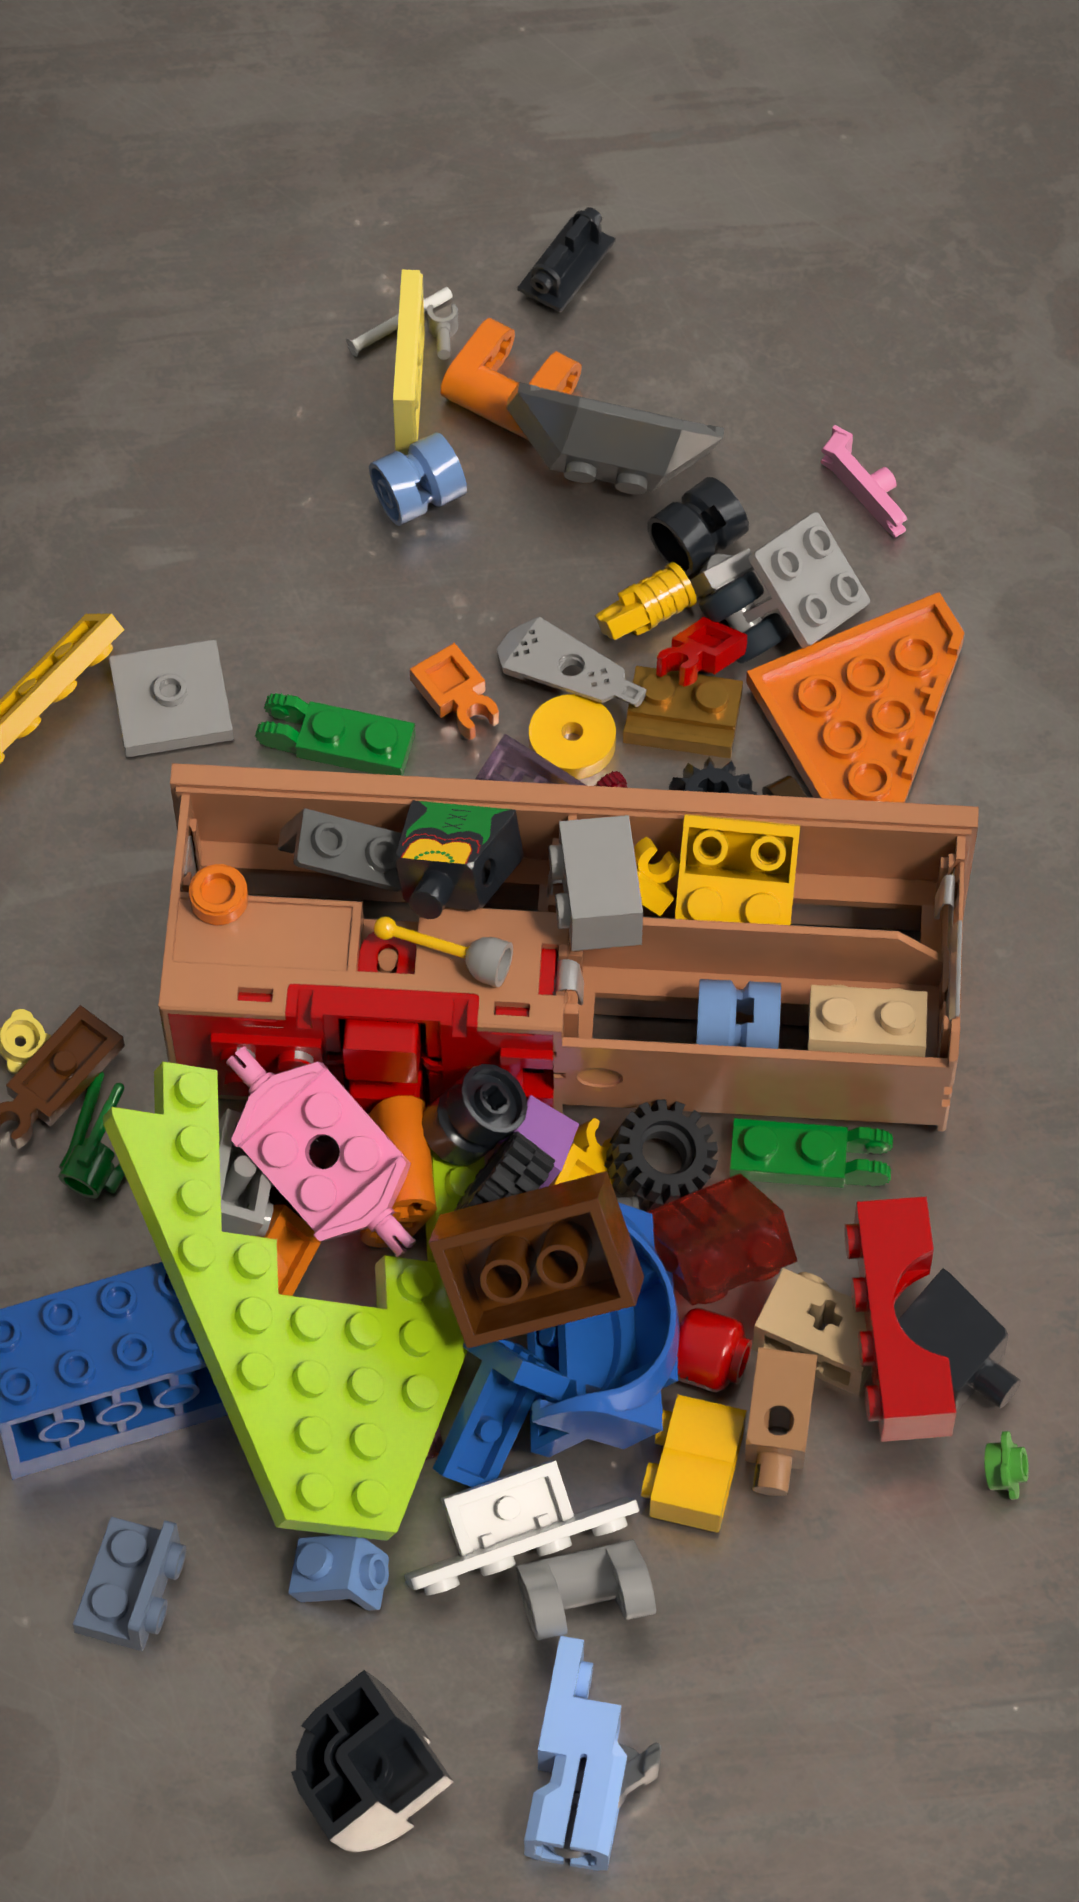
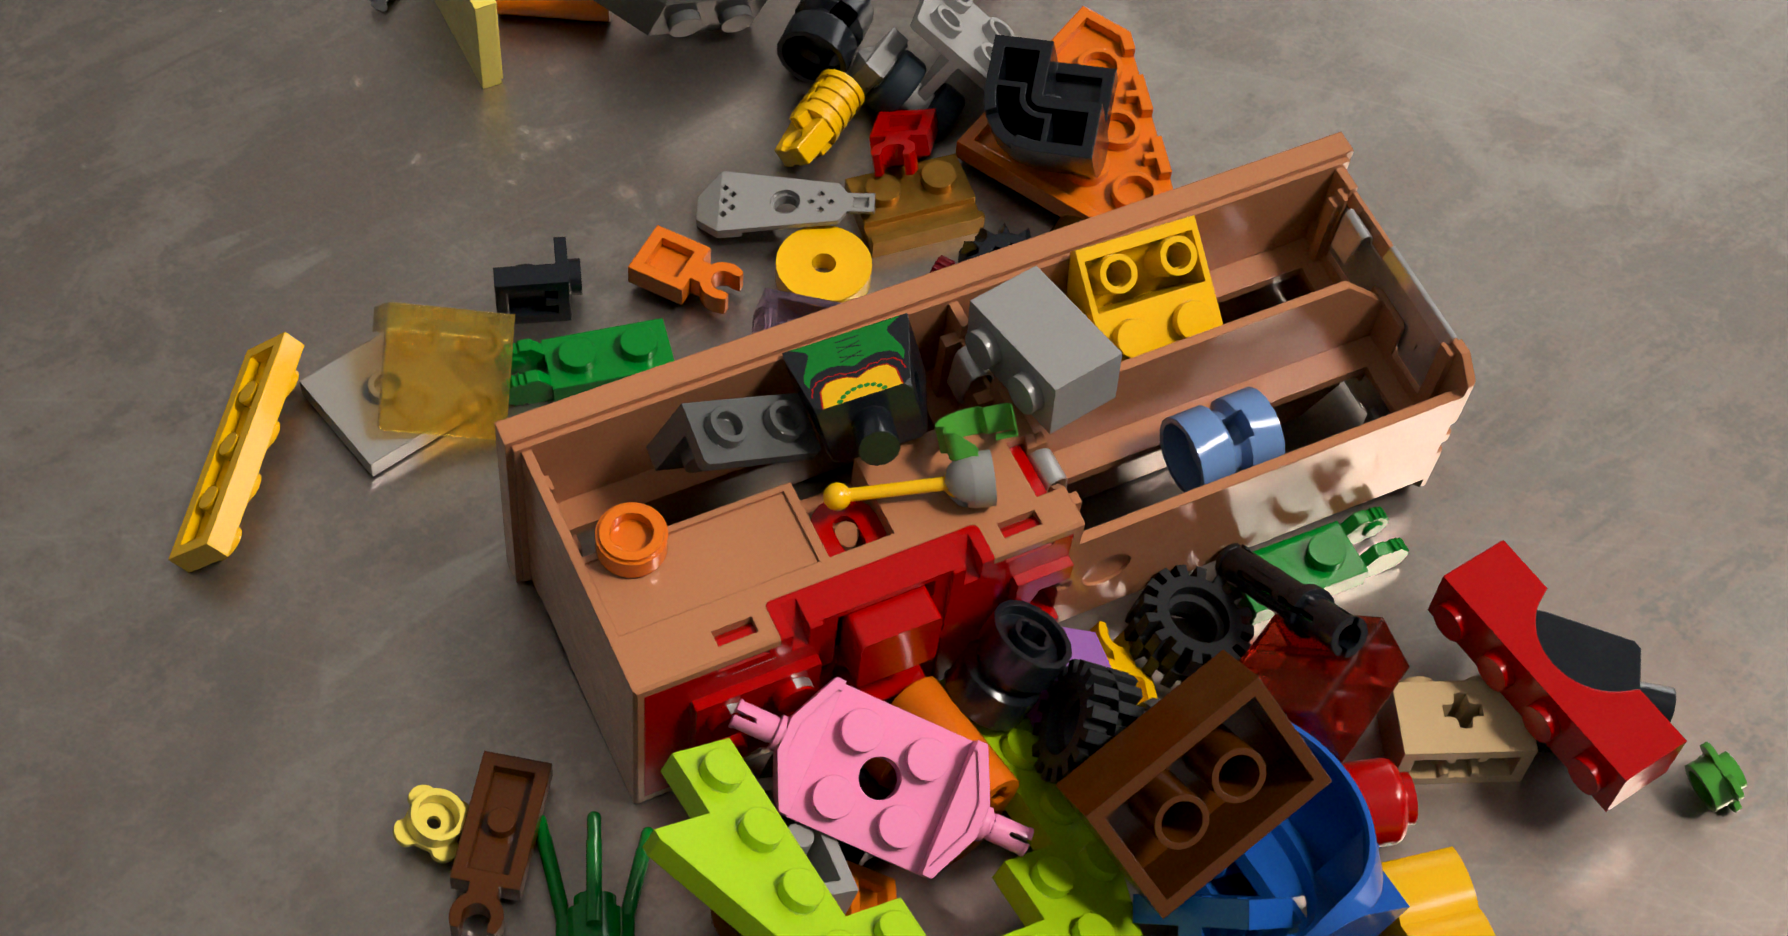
camera: 35 degrees left, 5 degrees down
(215, 696) = (443, 369): none -> clear yellow bracket
(330, 661) = (540, 290): none -> black bracket
(414, 480) = (525, 89): medium blue wheel -> none
(512, 913) = (973, 421): none -> bright green piece
(734, 1174) = (1305, 608): none -> black pin
(783, 1401) = (1495, 829): medium nougat torso -> none
(821, 678) = (1046, 109): none -> black brick
(867, 1020) = (1350, 389): tan bracket -> none

